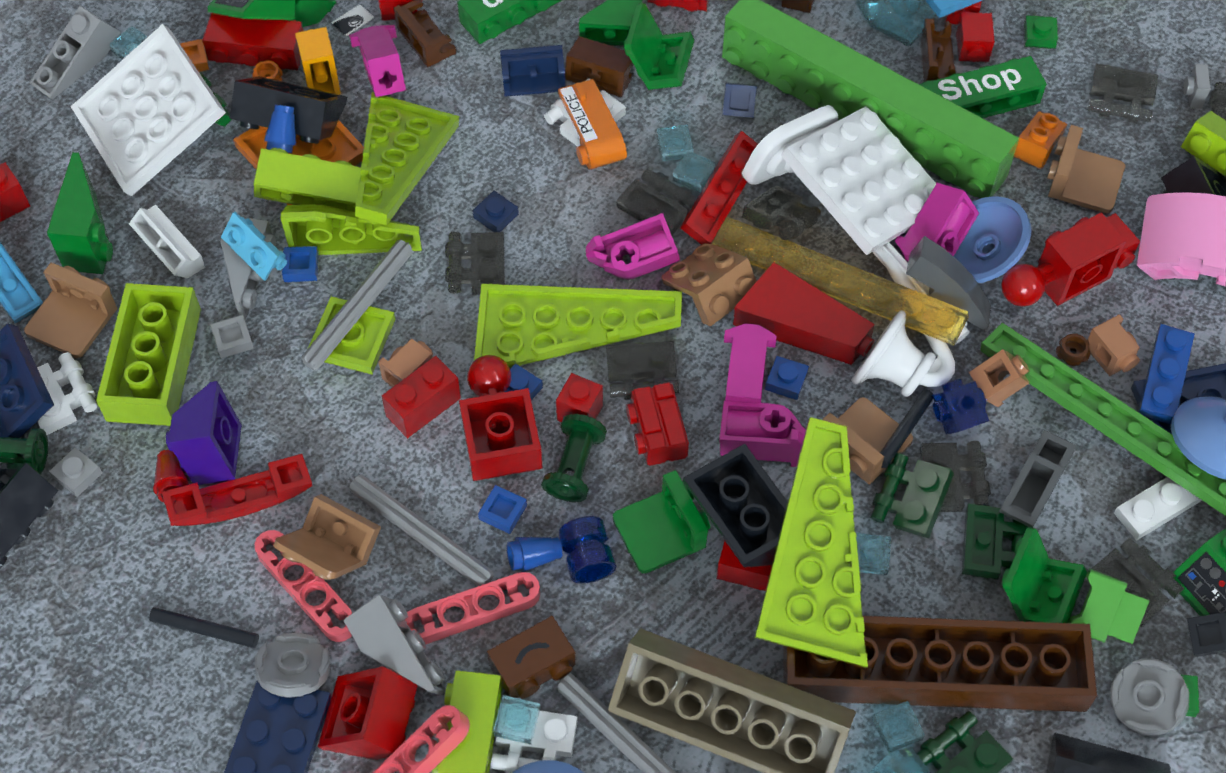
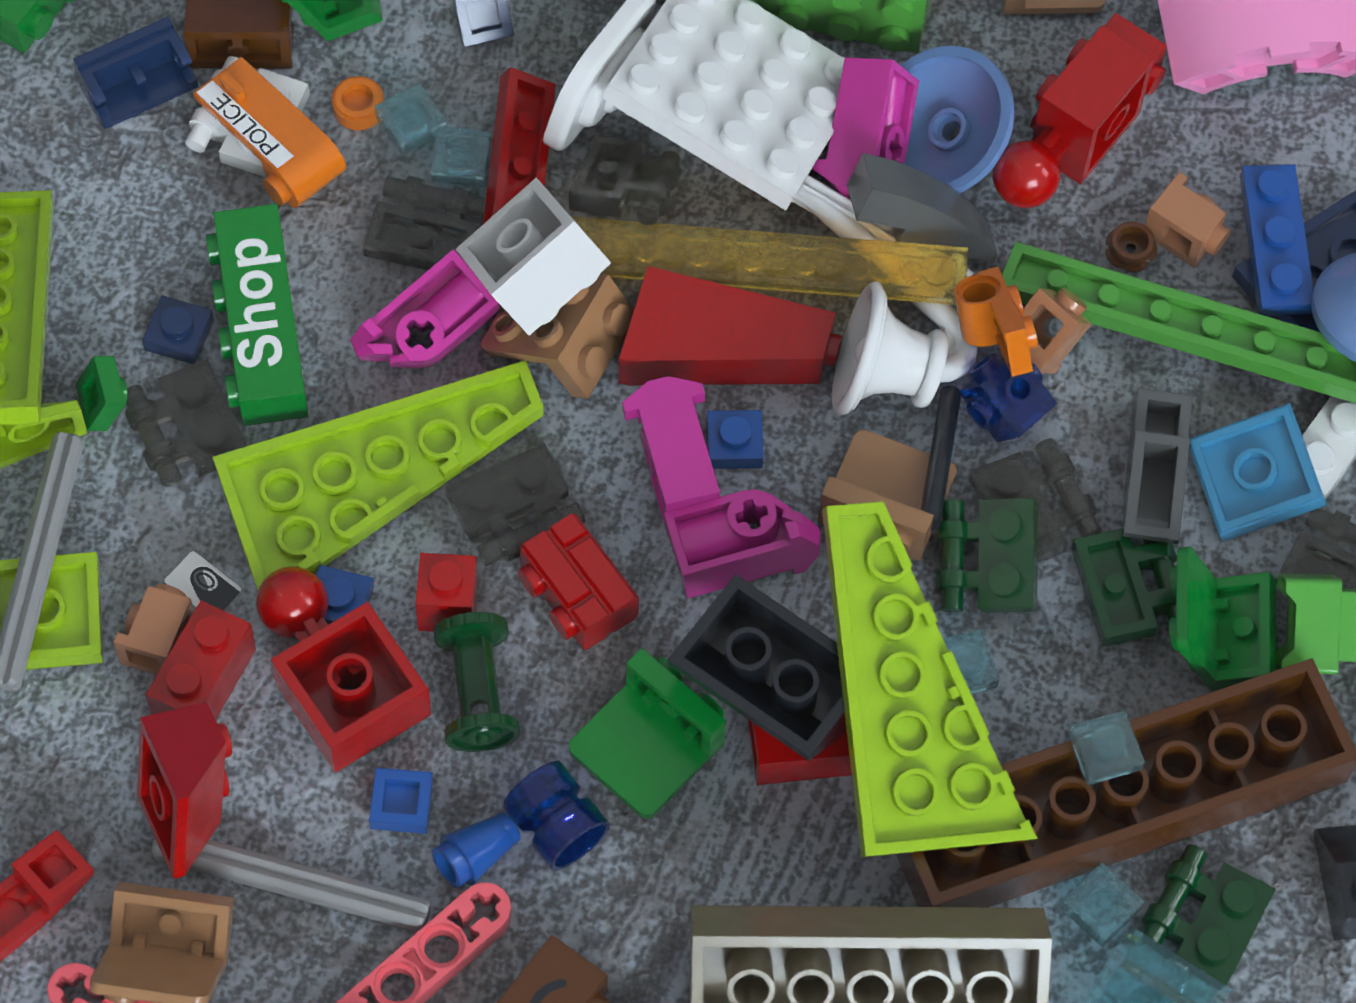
camera: 25 degrees left, 5 degrees up
(381, 450) = (182, 780): none -> red slope
(436, 230) = (101, 393): none -> green plate
(447, 351) = (203, 582): none -> sticker
(542, 218) = (259, 315): none -> green brick
(646, 125) = (355, 101): none -> orange tile
(706, 232) = (533, 257): none -> white brick
(934, 629) = (1106, 747): none -> clear light blue plate
(968, 355) = (993, 315): none -> orange plate
(1100, 505) = (1256, 472): none -> dark azure tile

